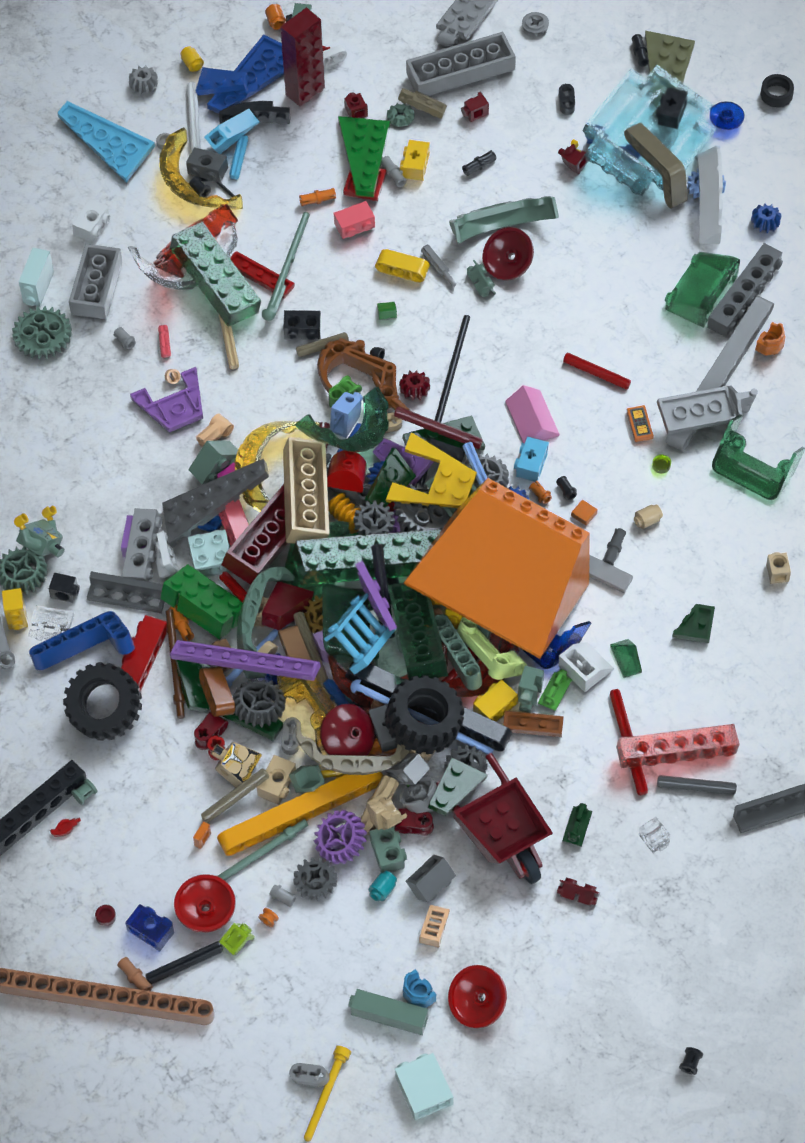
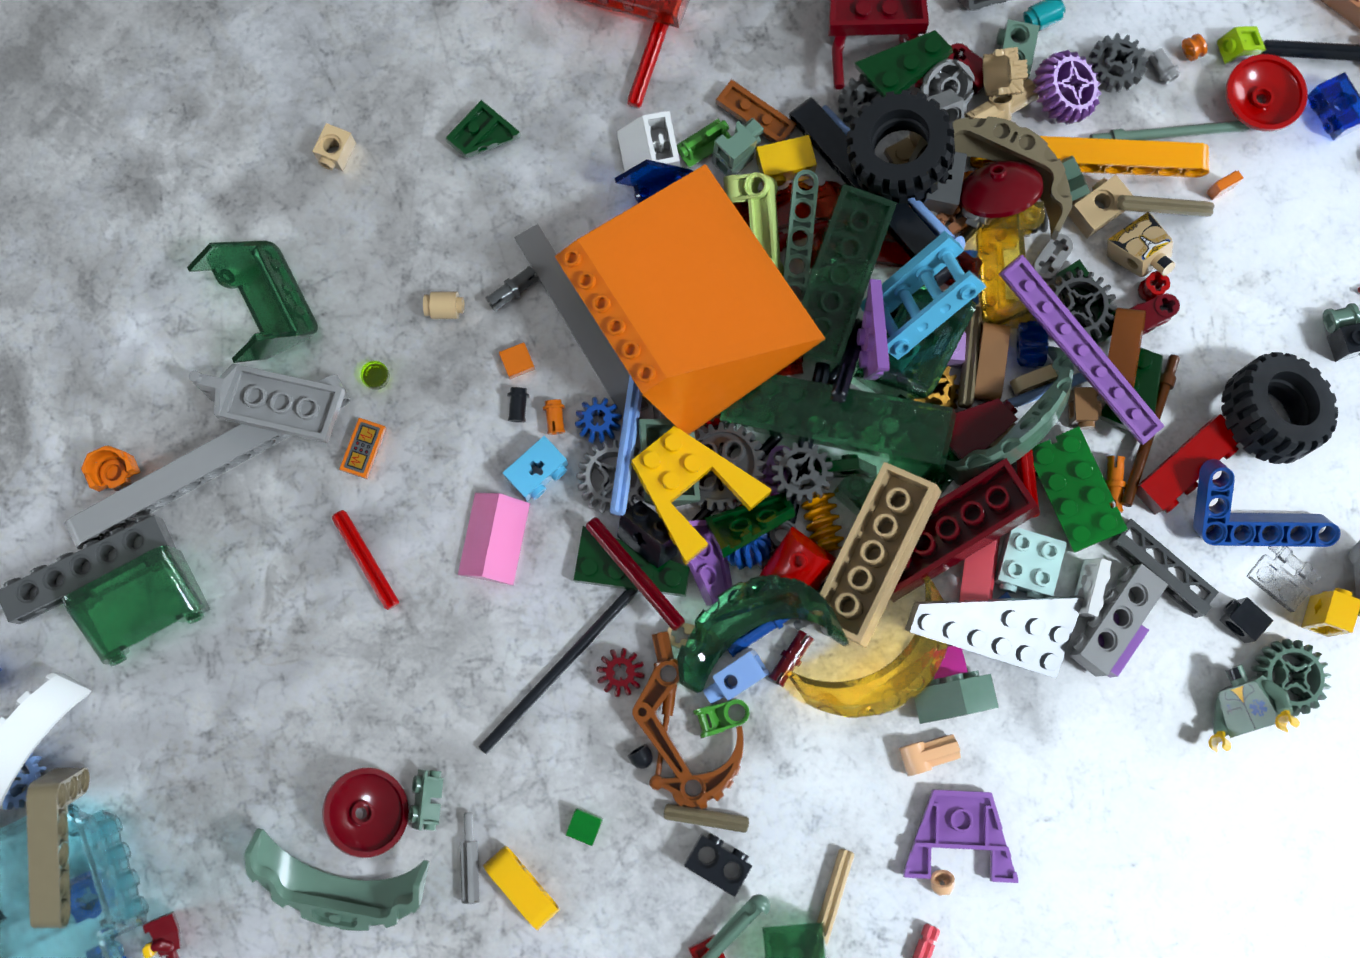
camera: 155 degrees left, 20 degrees up
(626, 657) = (591, 141): clear green slope -> none

